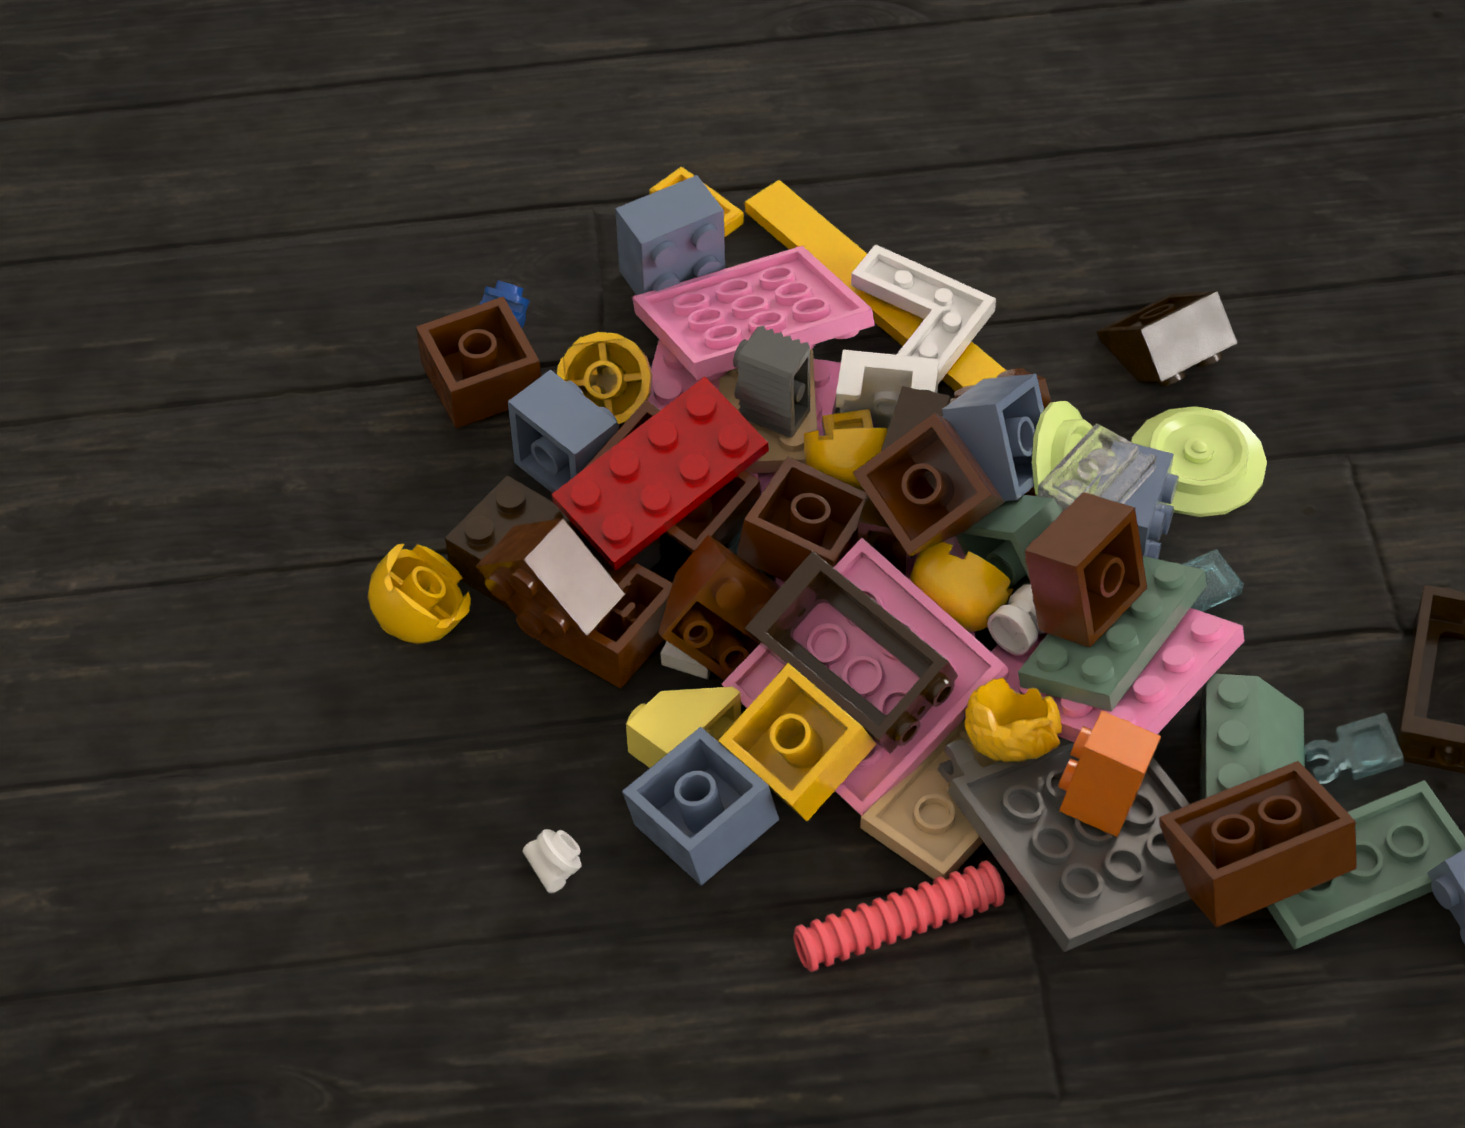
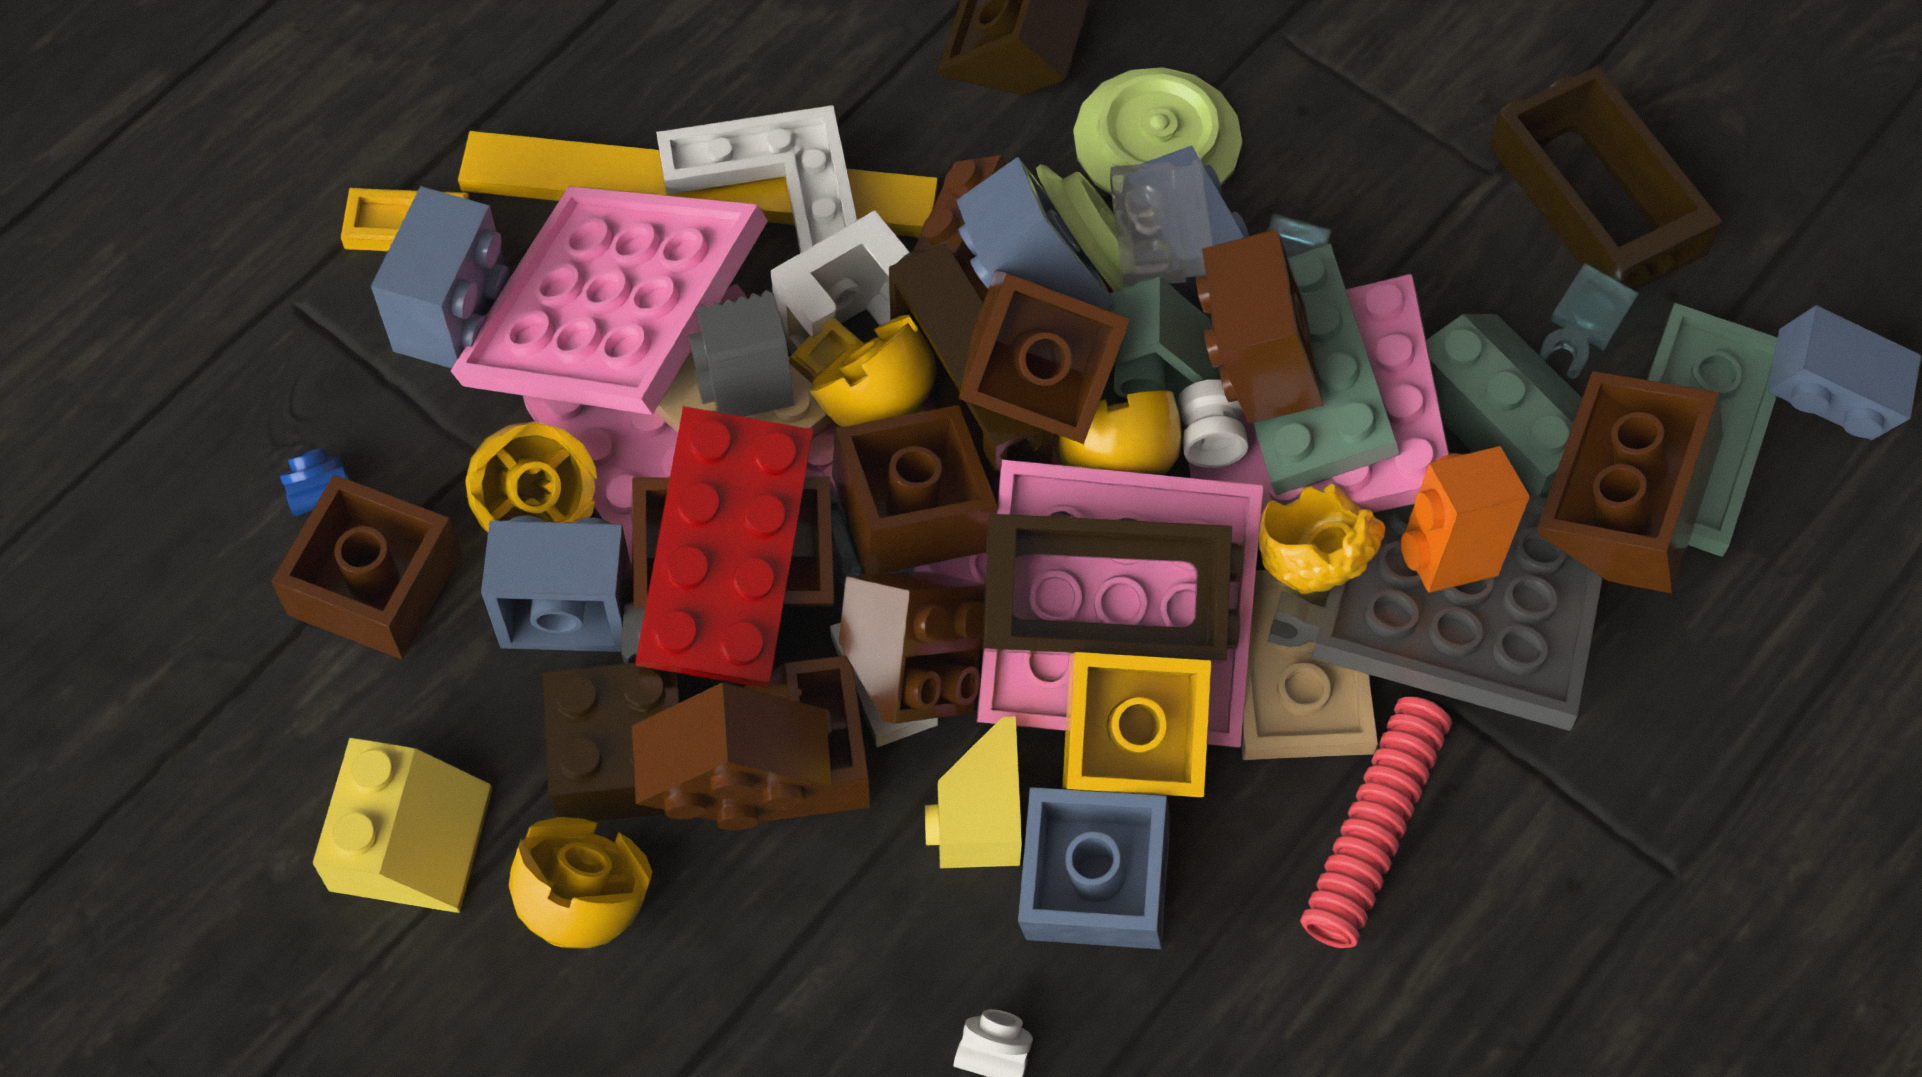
camera: 45 degrees left, 10 degrees up
(363, 505) = (401, 827): none -> light yellow slope

